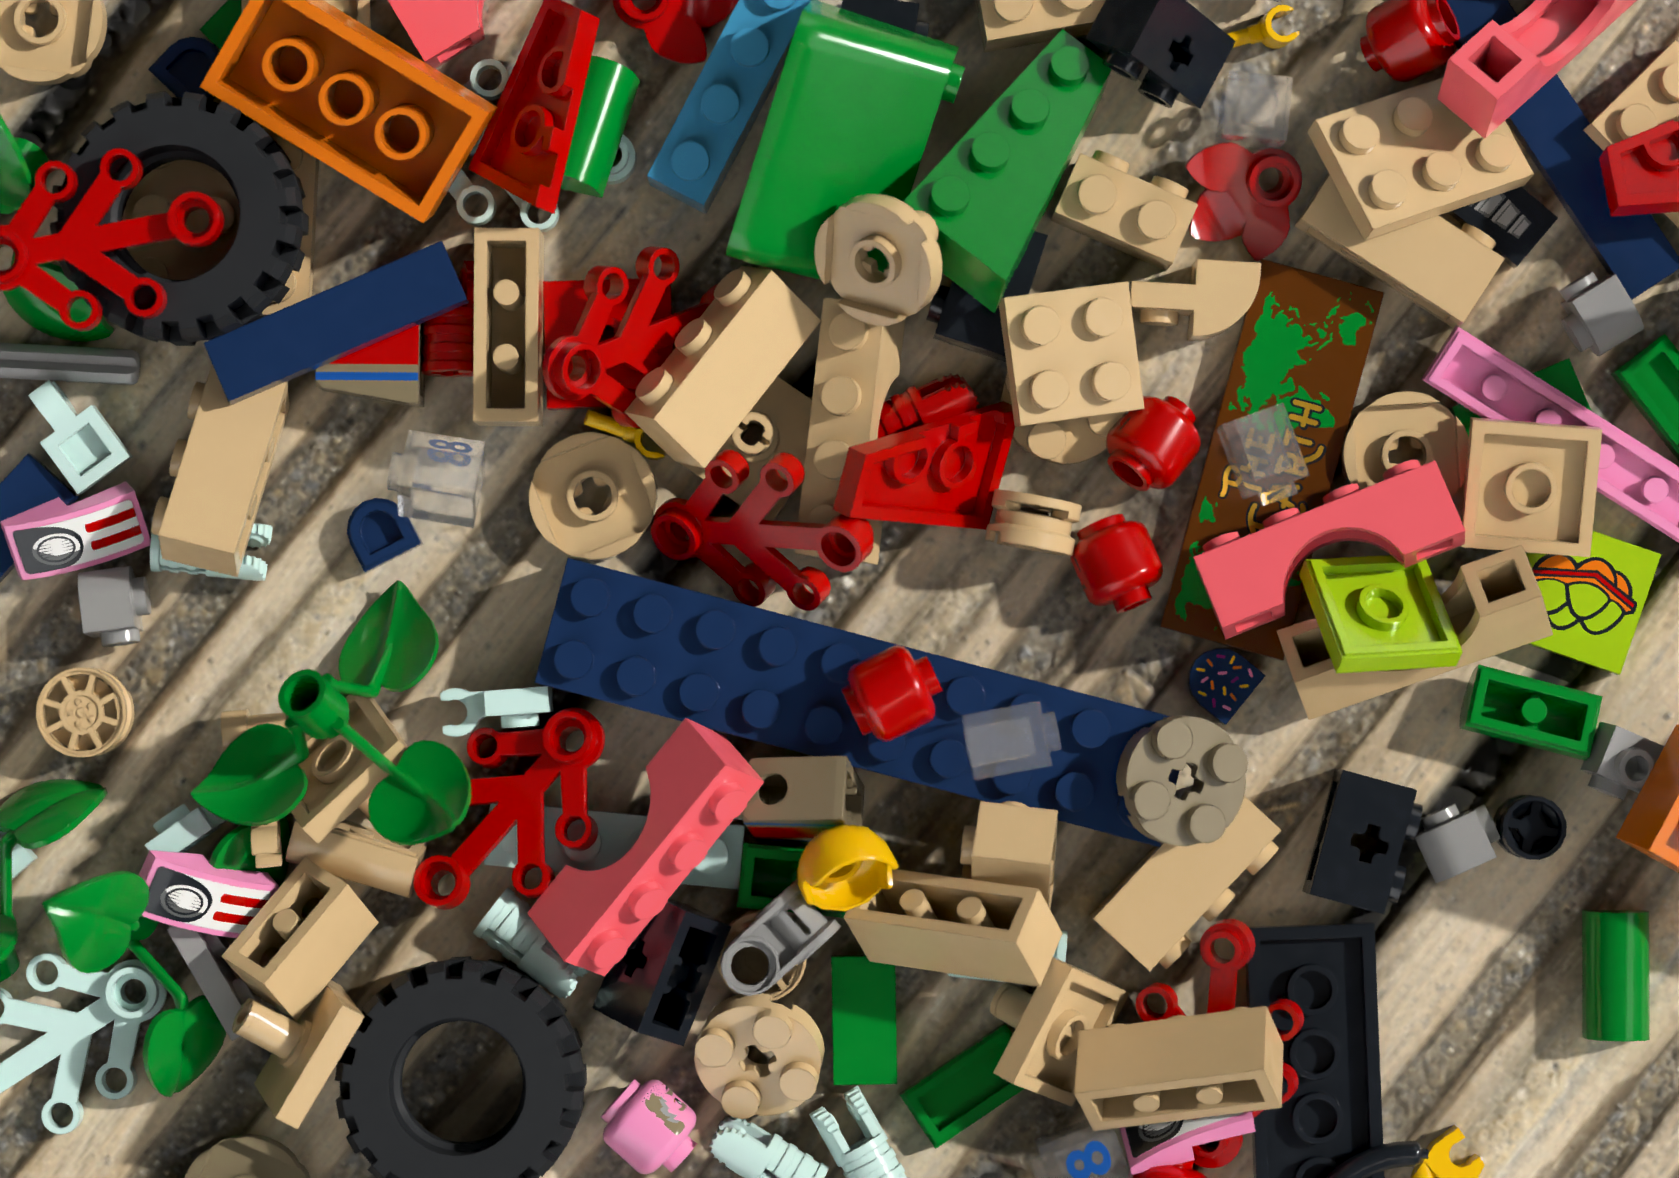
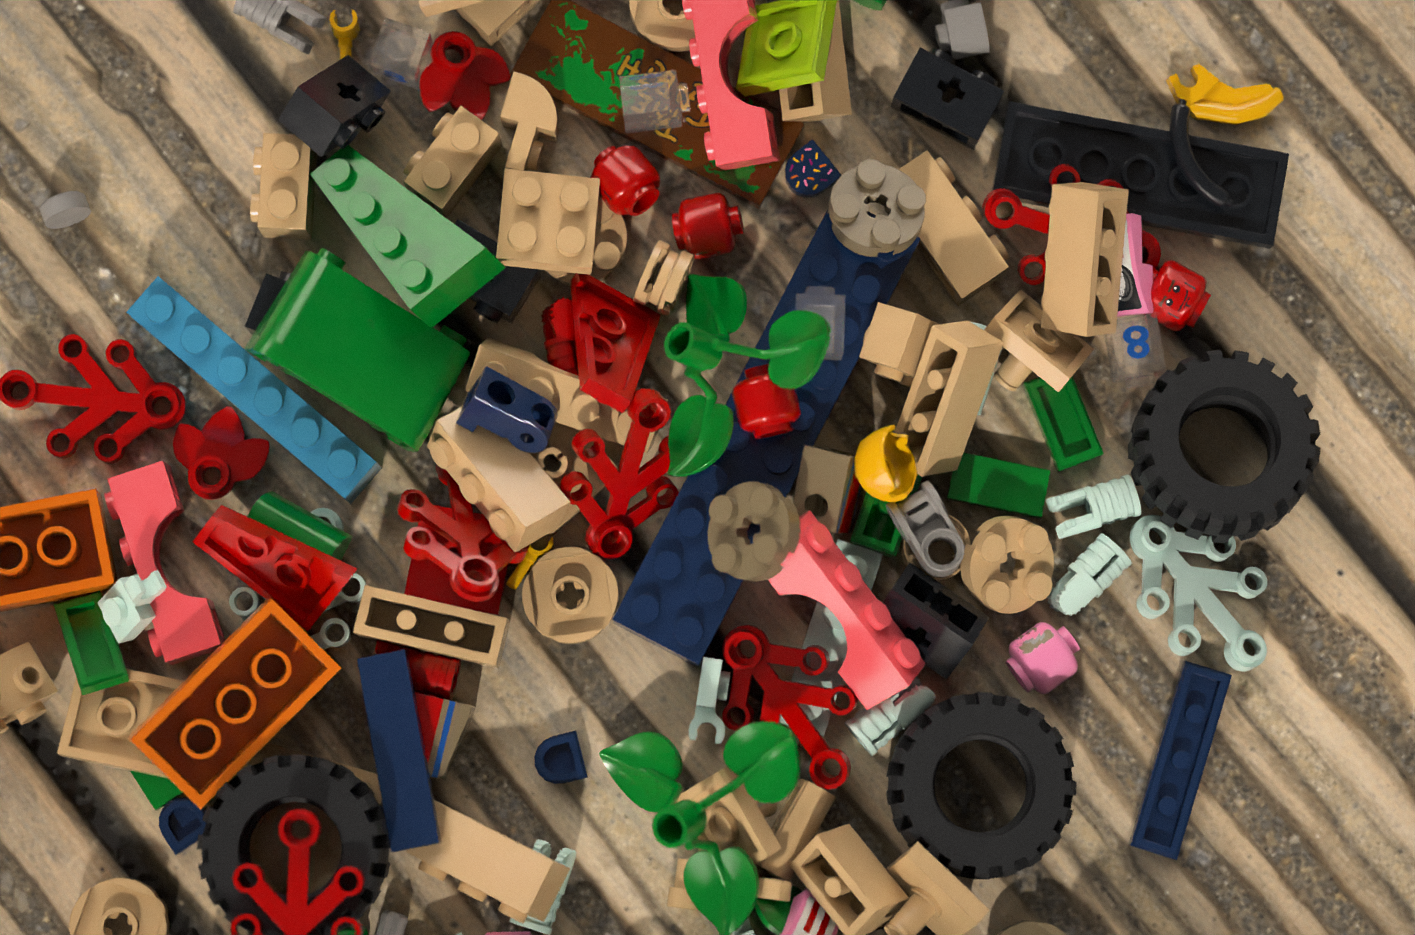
camera: 75 degrees left, 5 degrees down
(438, 478) = (531, 704): clear brick -> none
(709, 682) = (729, 525): none -> dark tan plate
(804, 361) = (508, 411): none -> dark blue leg
(906, 241) = (431, 317): tan plate -> none
(1006, 599) = (713, 311): none -> green plant

